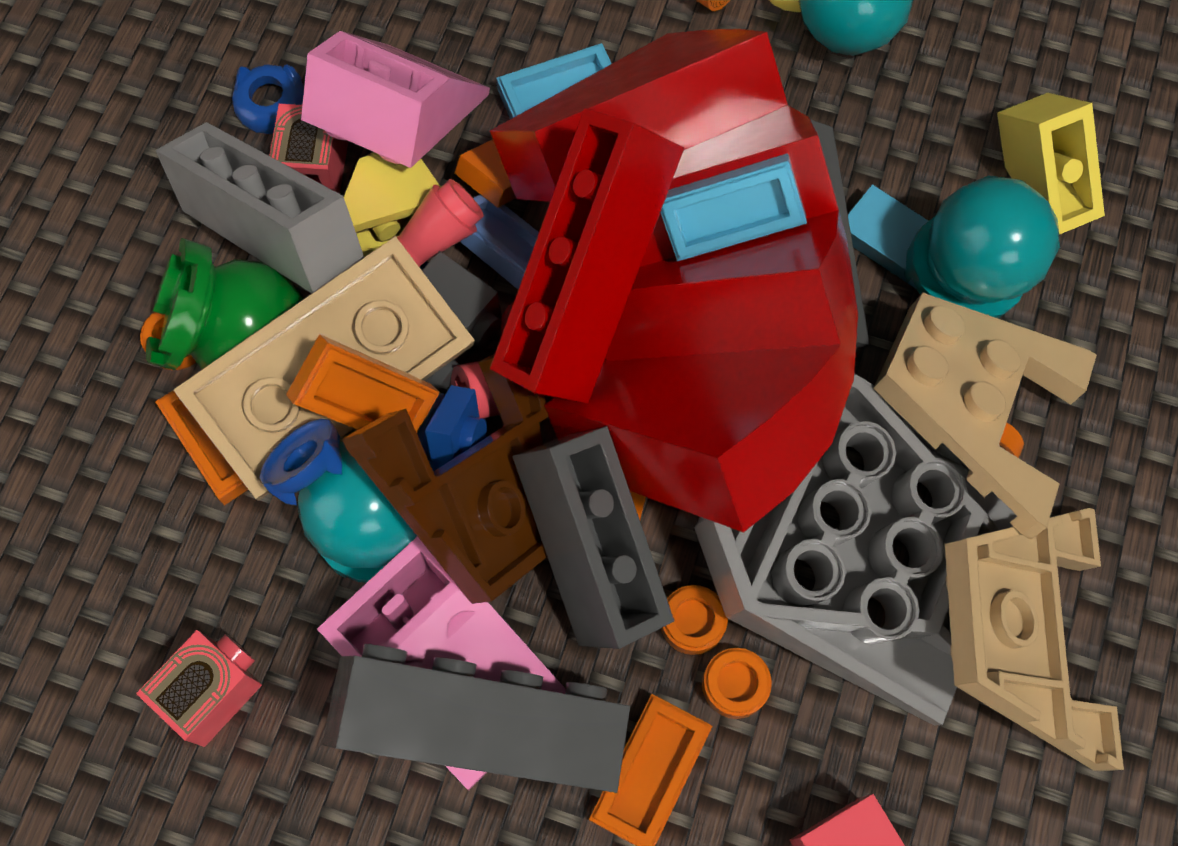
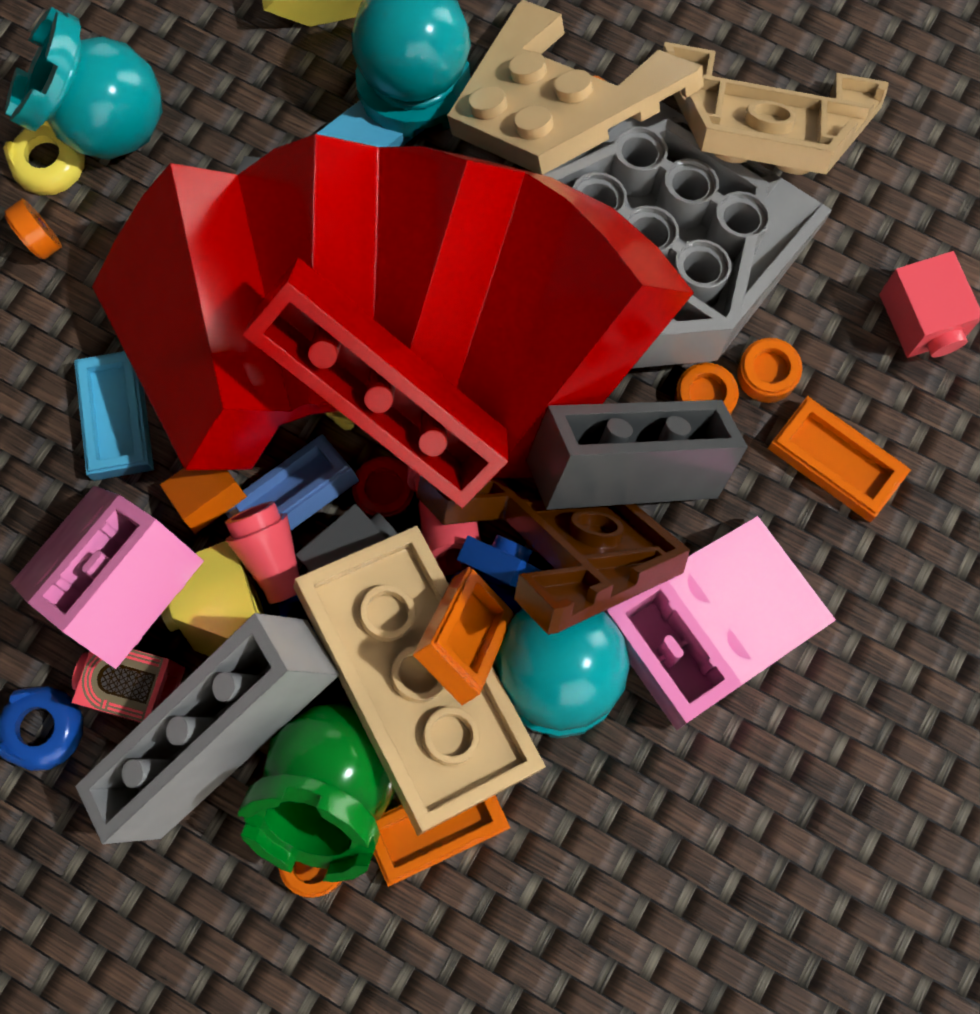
camera: 75 degrees left, 5 degrees up
(201, 687) = (707, 859): brick -> none
(286, 466) = (506, 716): blue piece -> none
(476, 722) = (796, 592): dark grey brick -> none
(733, 207) = (356, 235): medium azure tile -> none

